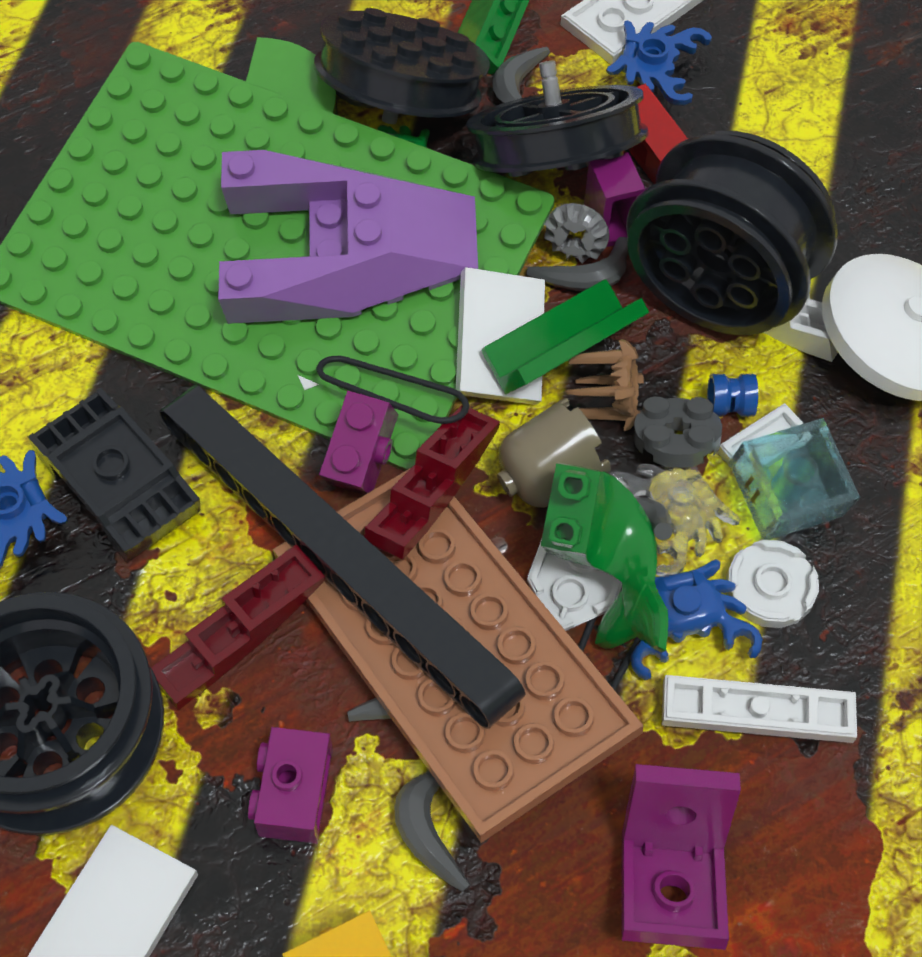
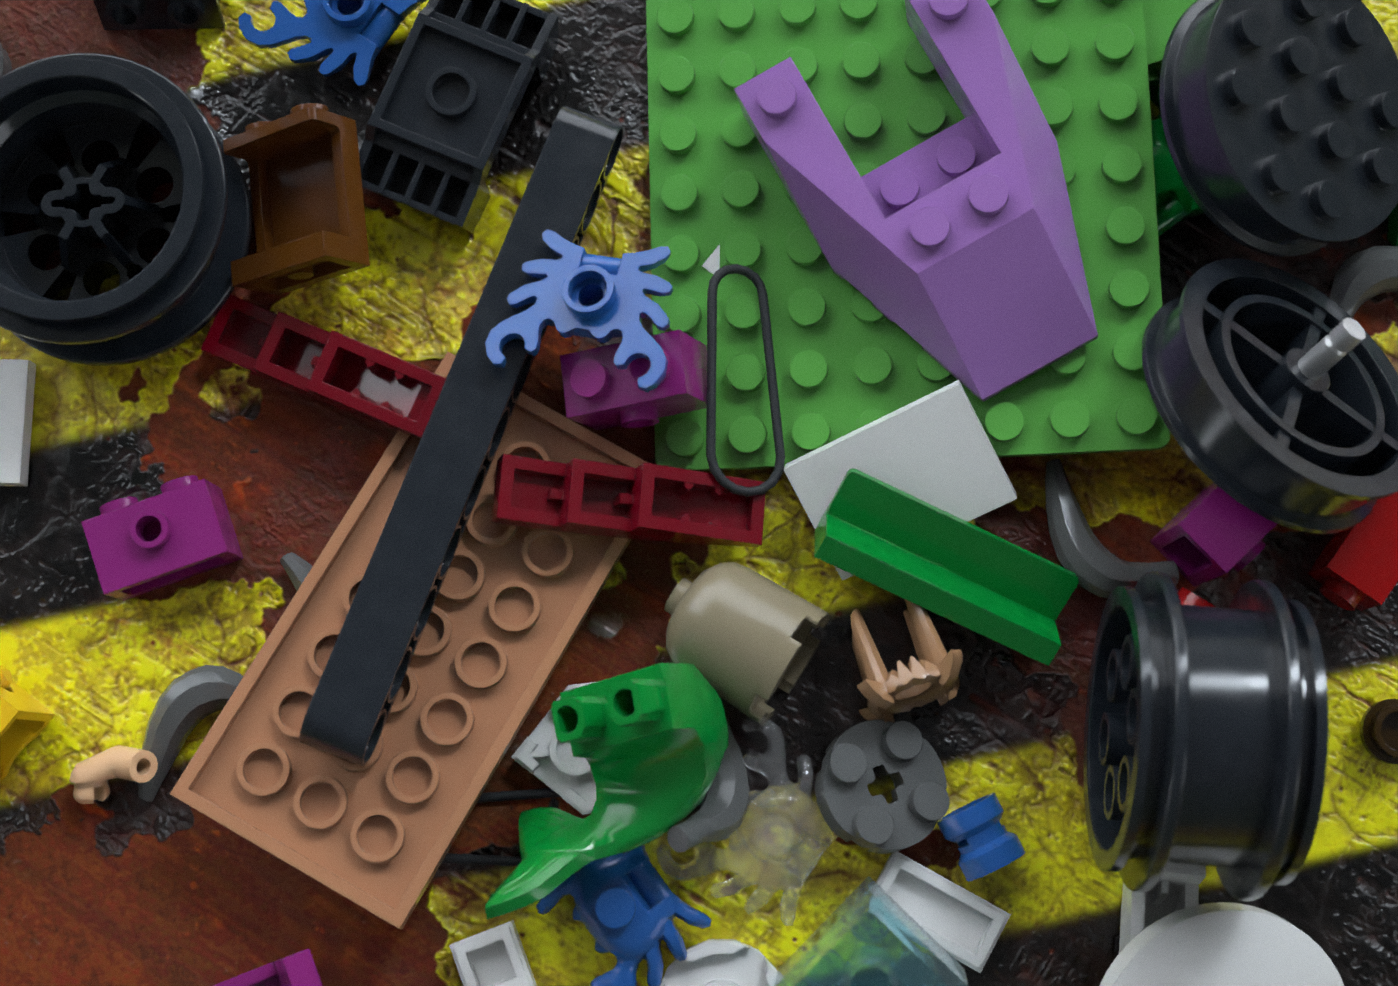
camera: 70 degrees right, 20 degrees up
(127, 578) = (302, 200): none -> reddish brown panel
(300, 430) = (590, 299): none -> animal
(432, 889) = (119, 761): none -> light nougat arm
(577, 218) = (1135, 502): light grey gear -> none

